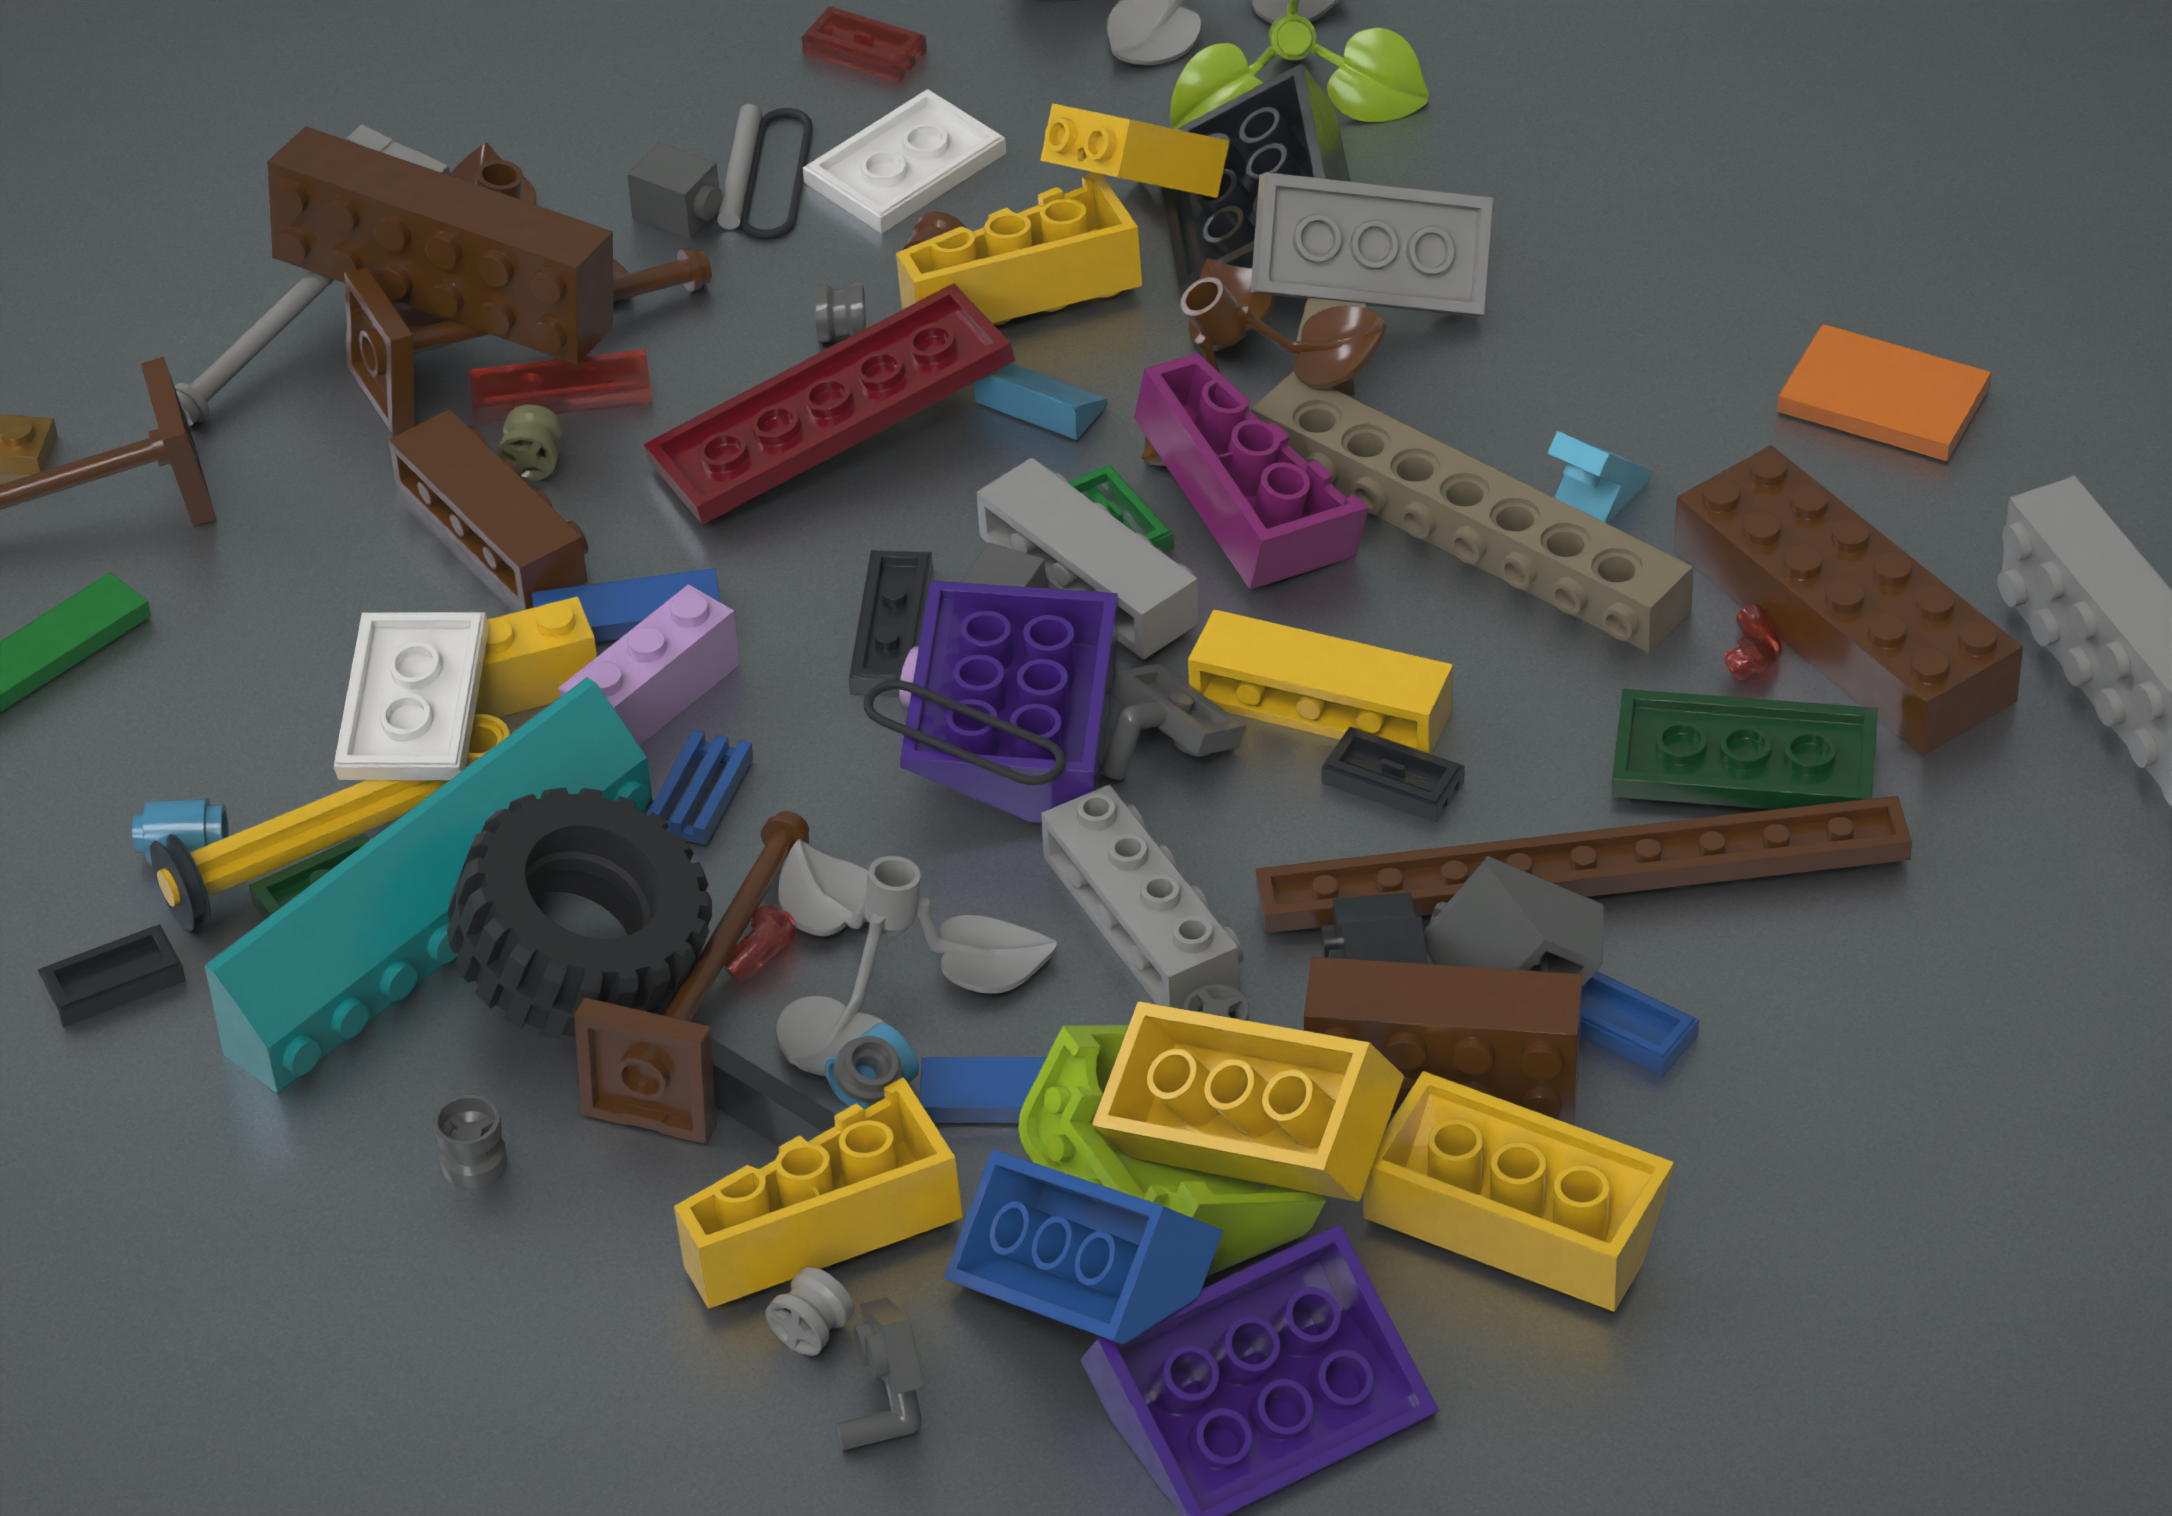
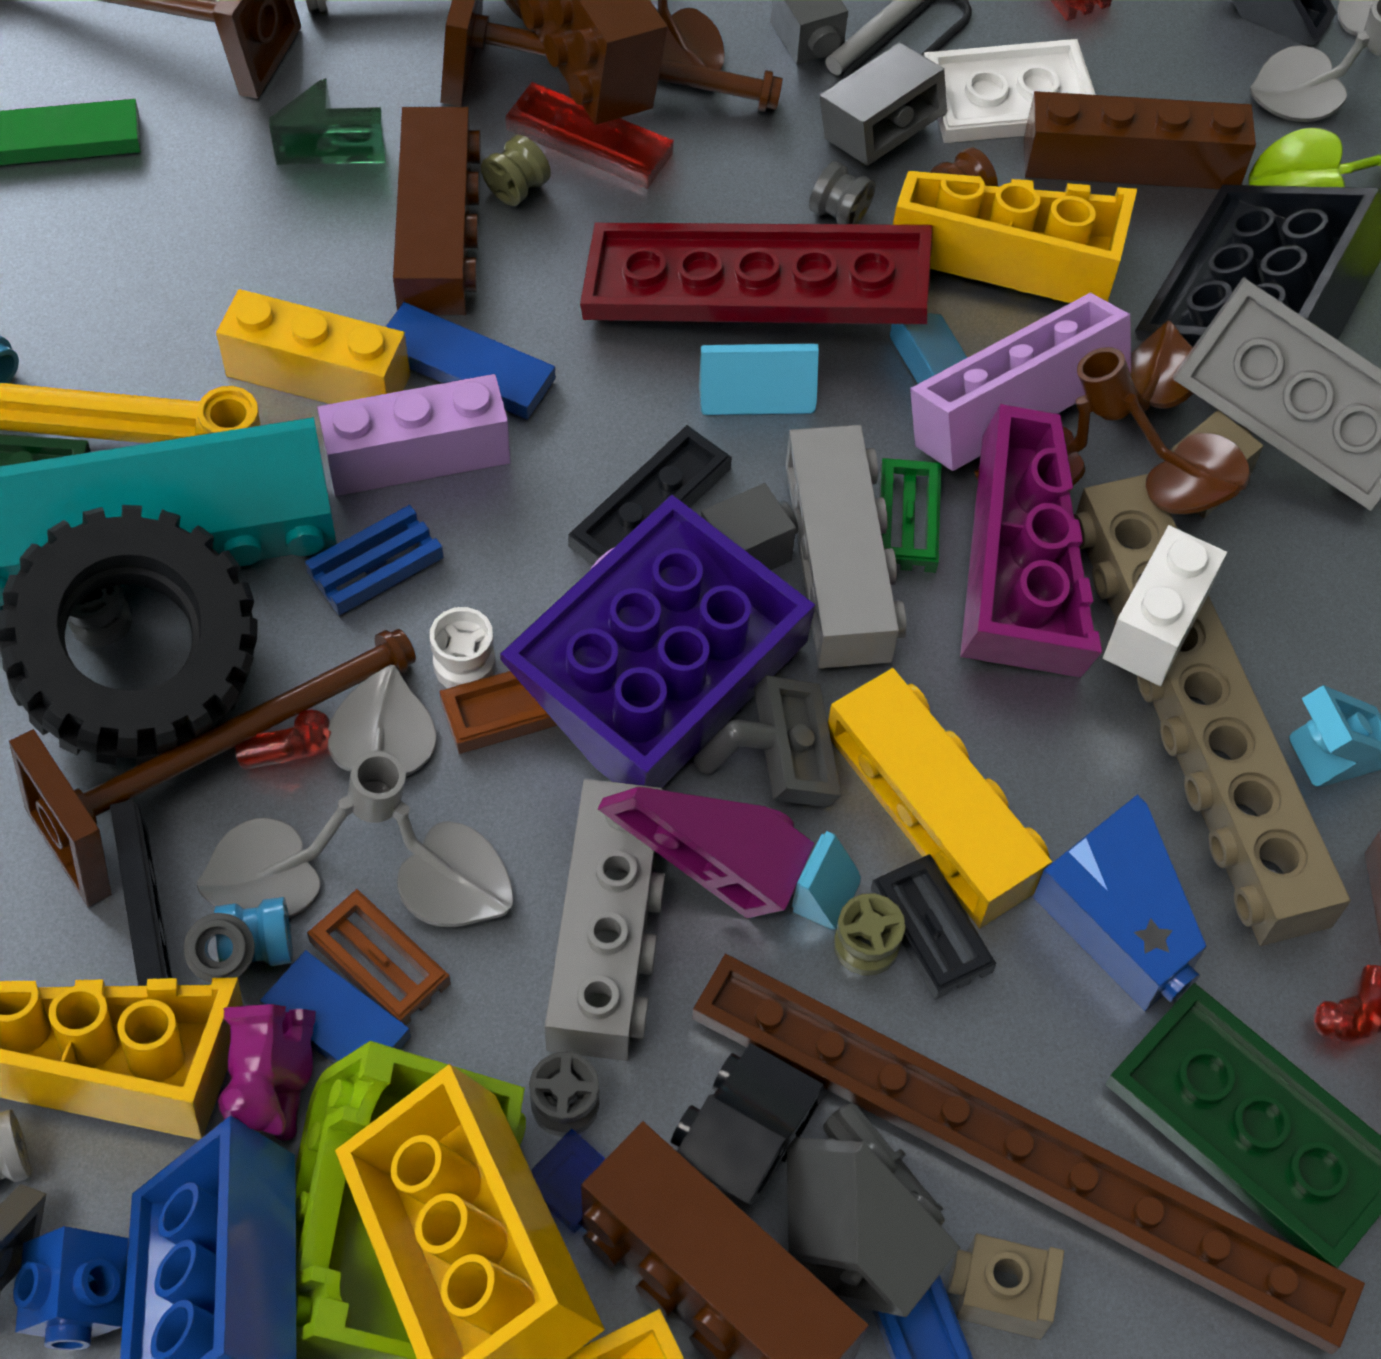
camera: 30 degrees right, 15 degrees up
(323, 506) = (317, 134): none -> clear green slope
(411, 696) = (197, 345): white tile -> none
(812, 221) = (883, 103): none -> dark grey brick
(845, 798) = (469, 637): none -> white wheel
(900, 484) = (758, 379): none -> medium azure slope
(914, 822) = (491, 712): none -> dark orange tile
(956, 751) = (547, 677): black piece -> none
(966, 1337) = (71, 1287): none -> blue brick
(971, 1118) = (267, 1066): none -> magenta animal
(980, 1037) = (415, 995): none -> dark orange tile
(1000, 159) = (1138, 140): none -> reddish brown brick
(1102, 390) = (1023, 370): none -> lavender brick
(1134, 150) = (1176, 189): yellow window -> none
(1188, 791) = (729, 847): none -> magenta slope
(1286, 789) = (826, 883): none -> medium azure slope
(1351, 801) = (875, 920): none -> olive wheel
(1392, 443) = (1164, 605): none -> white brick
(1531, 673) = (1126, 906): none -> blue slope
(1653, 944) = (1018, 1310): none -> dark tan brick

